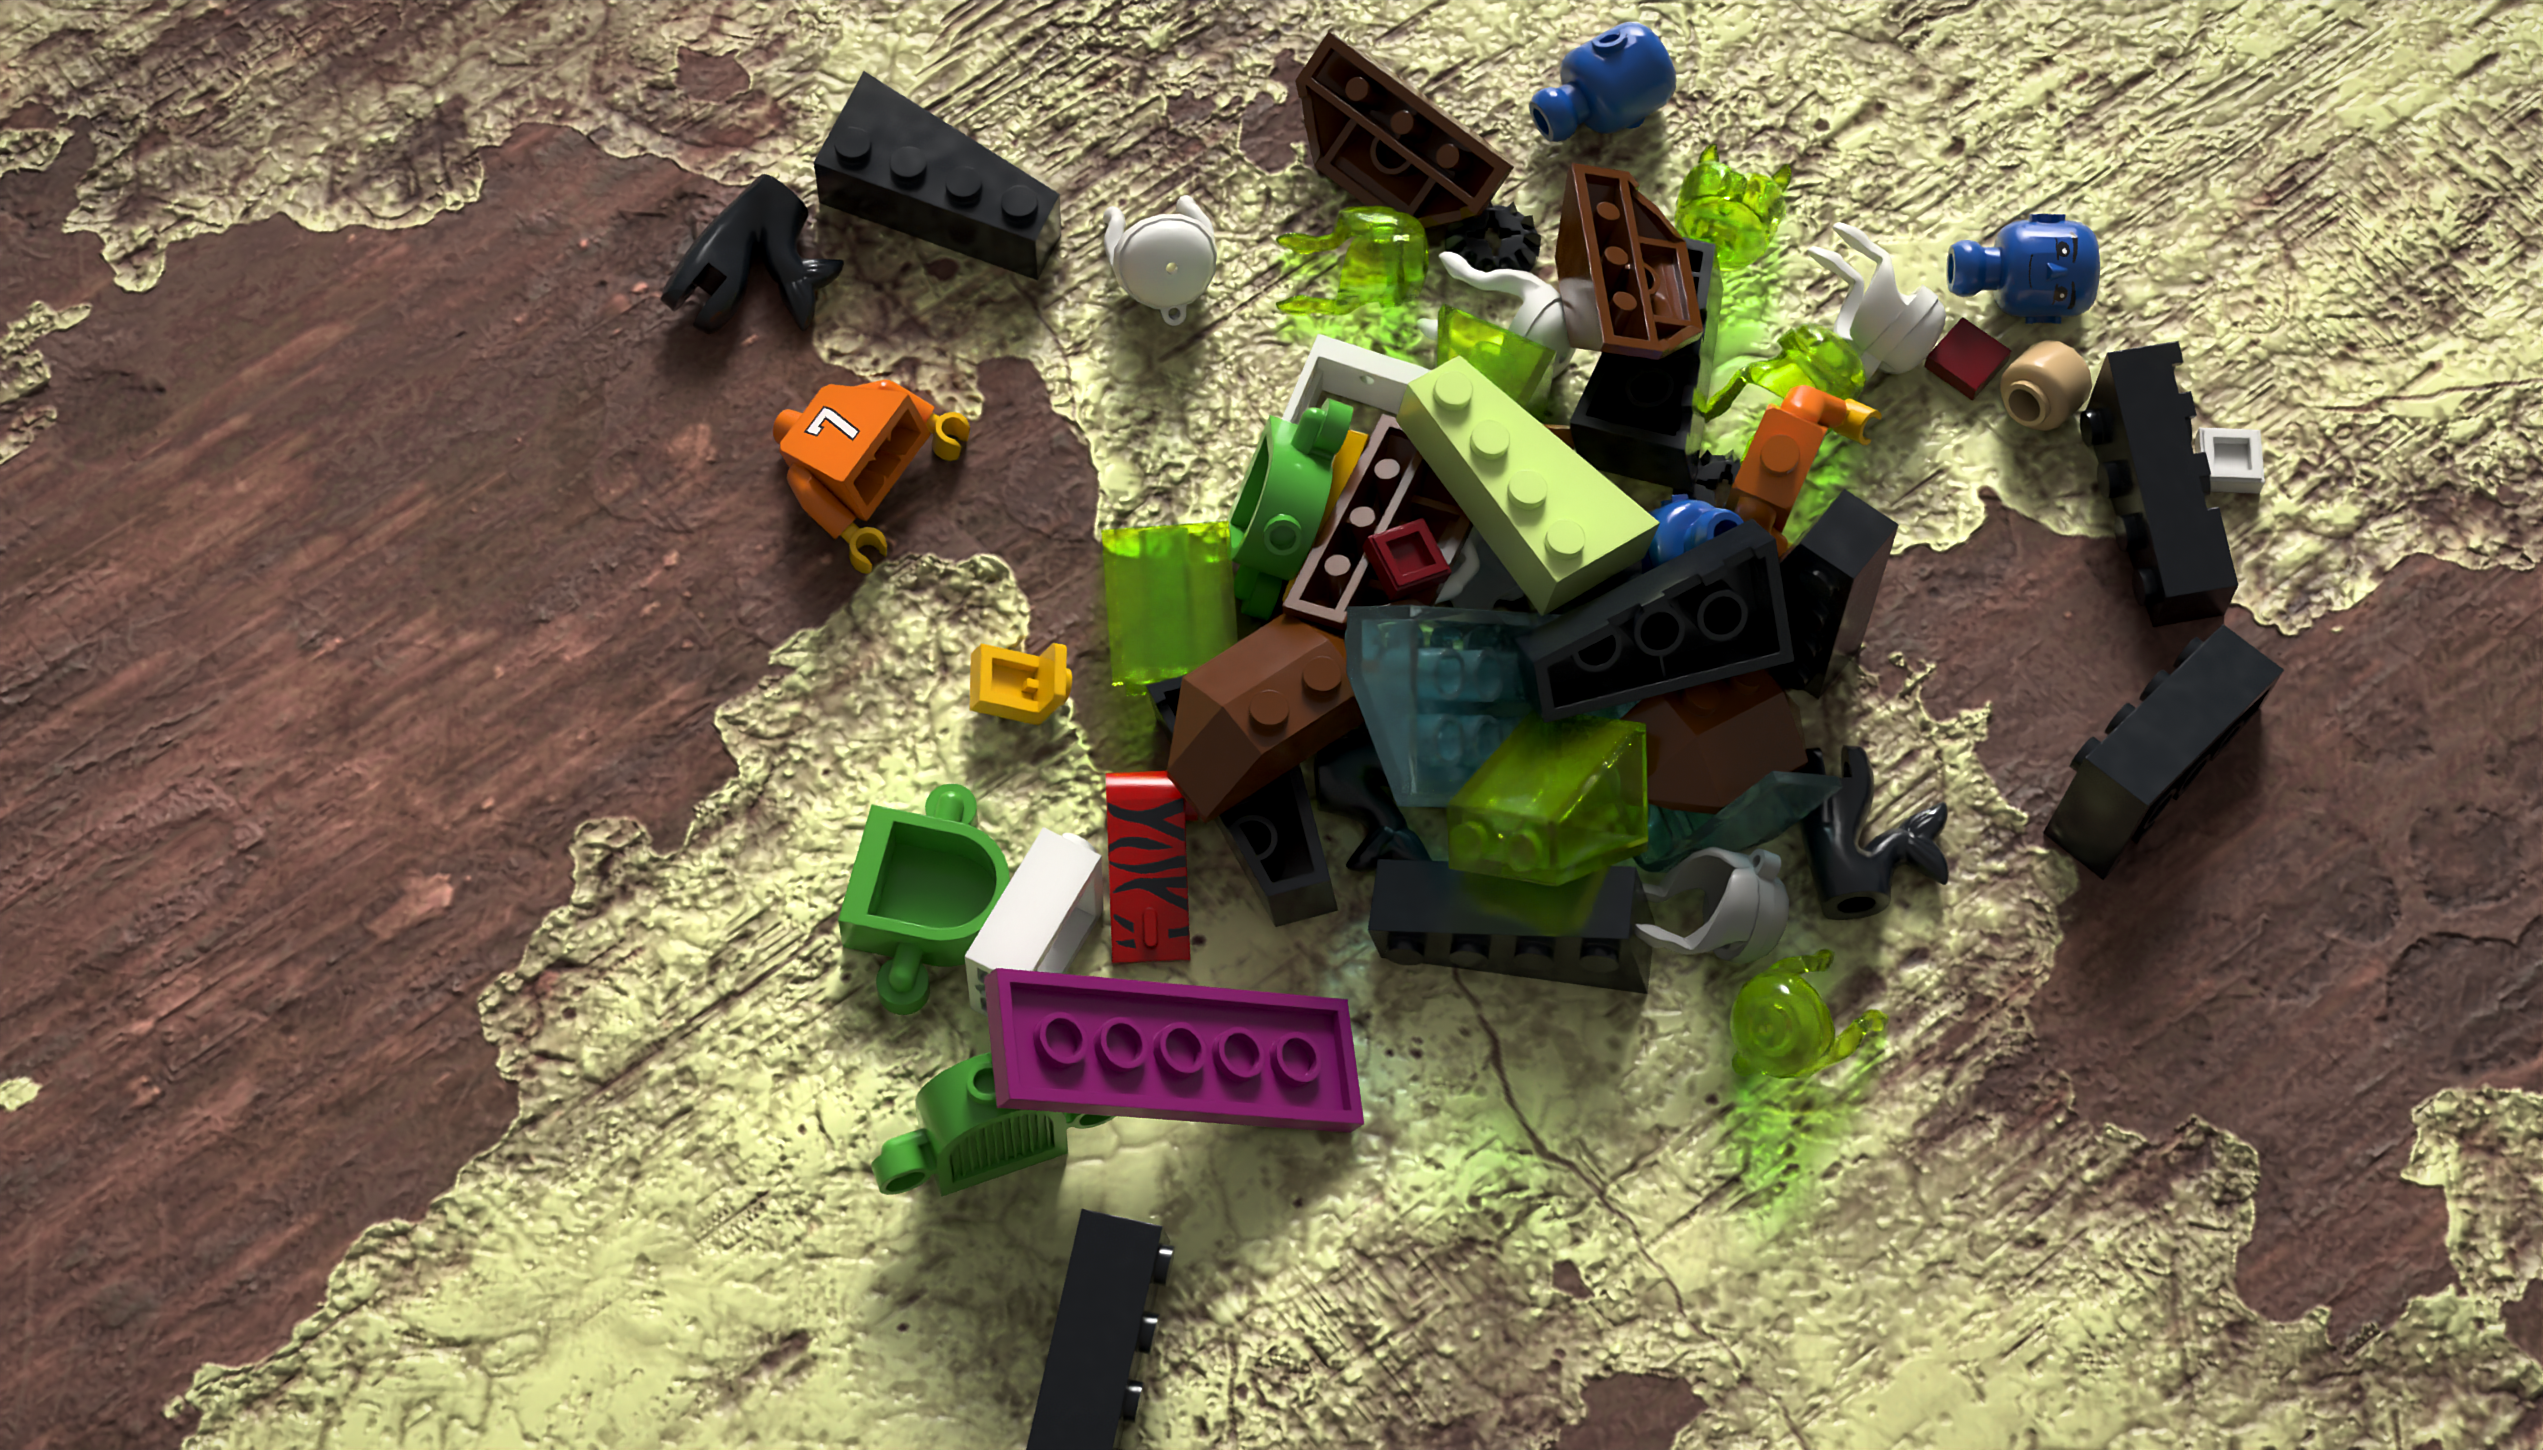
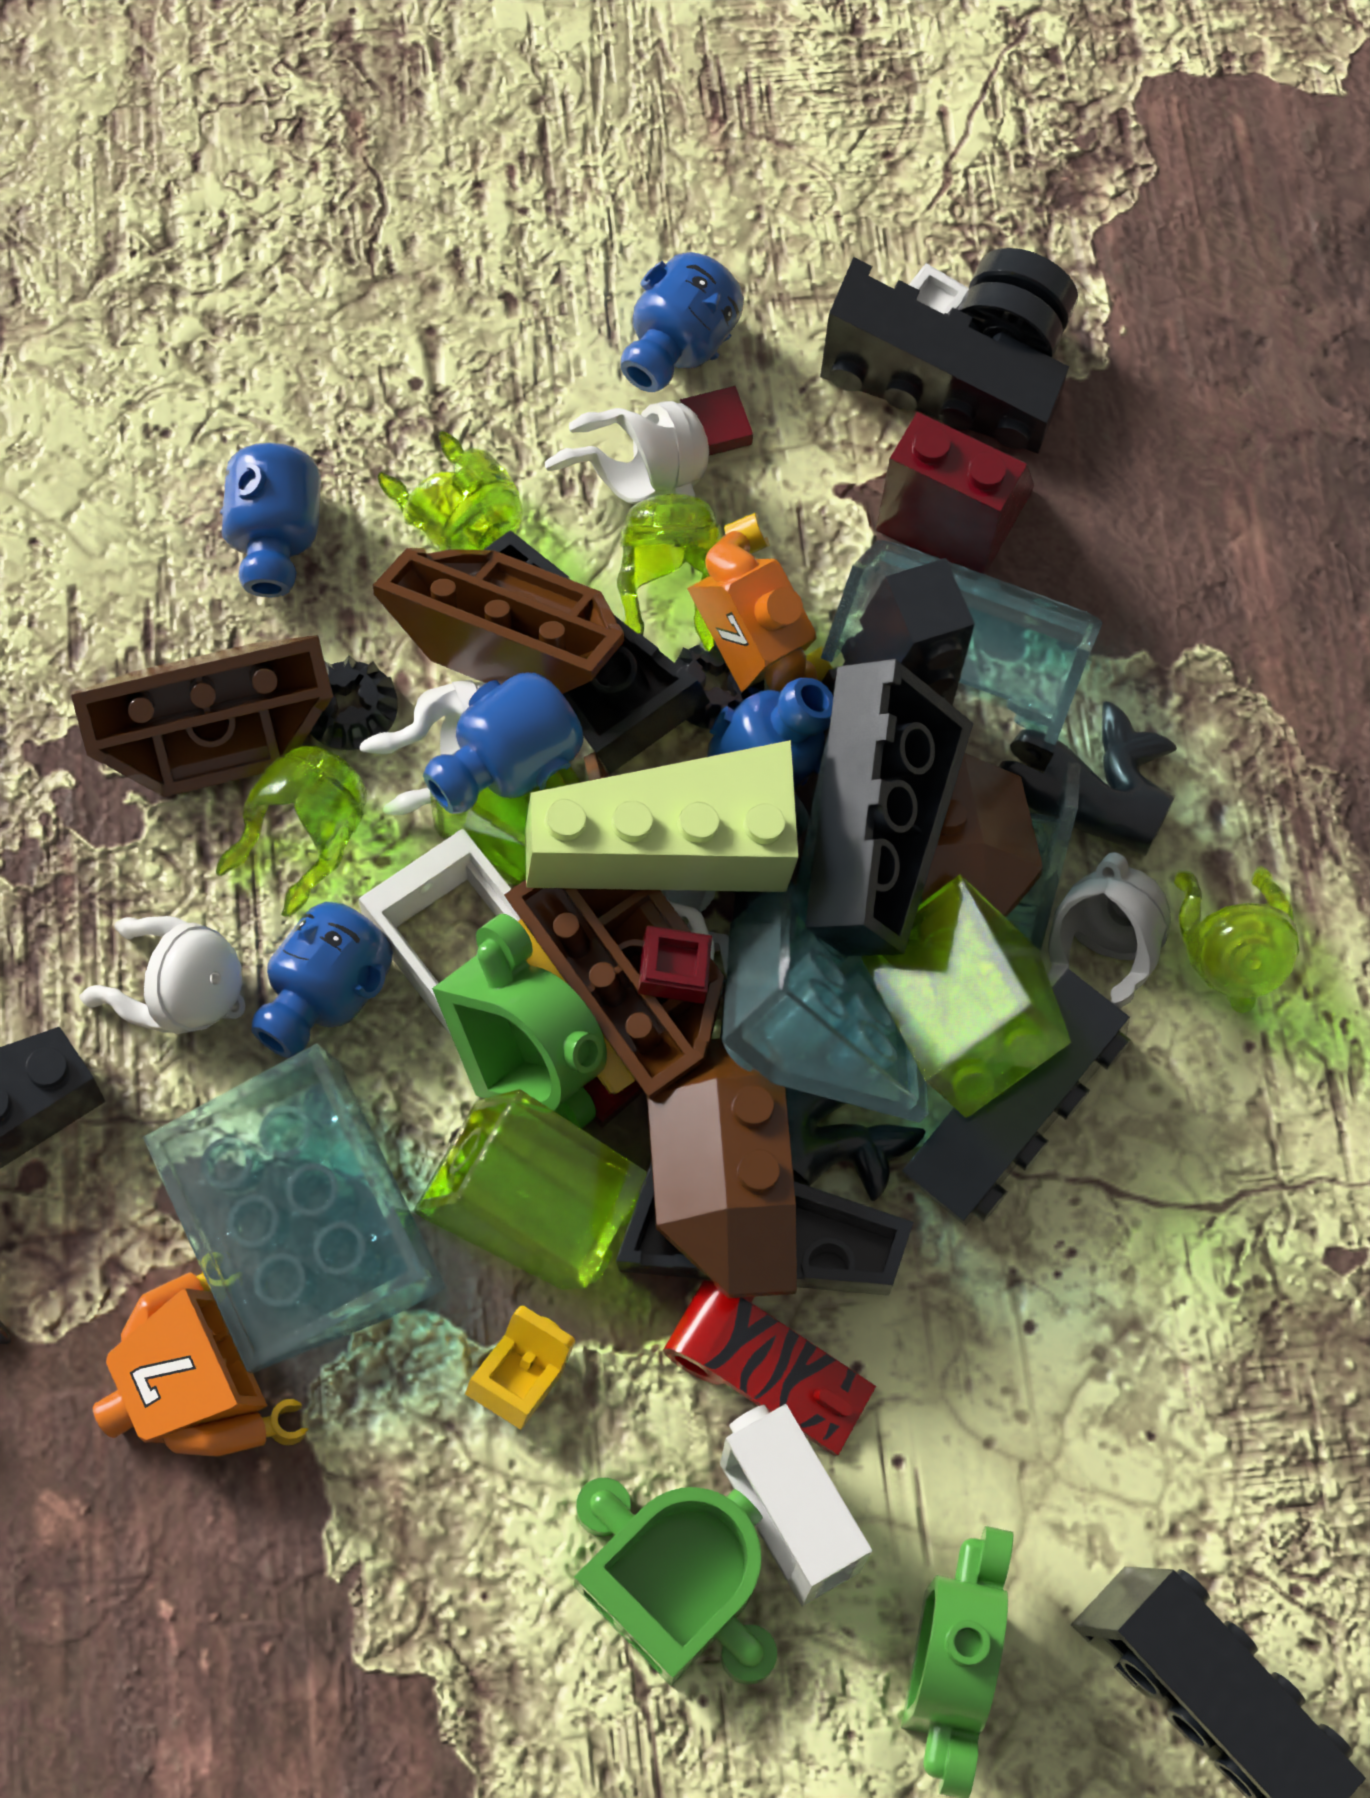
camera: 60 degrees left, 5 degrees up
(1035, 447) = (293, 1210): none -> clear light blue slope
(1171, 1051) = (1003, 1465): magenta plate -> none
(1241, 352) = (321, 976): none -> blue piece
(1504, 329) = (507, 742): none -> blue piece
(1930, 661) = (1020, 642): none -> clear light blue windscreen
(2038, 562) = (951, 494): none -> dark red slope
(2045, 385) = (788, 382): tan head -> none
(2159, 747) = (1169, 516): black wedge -> none
(2266, 512) = (1021, 297): none -> black wheel

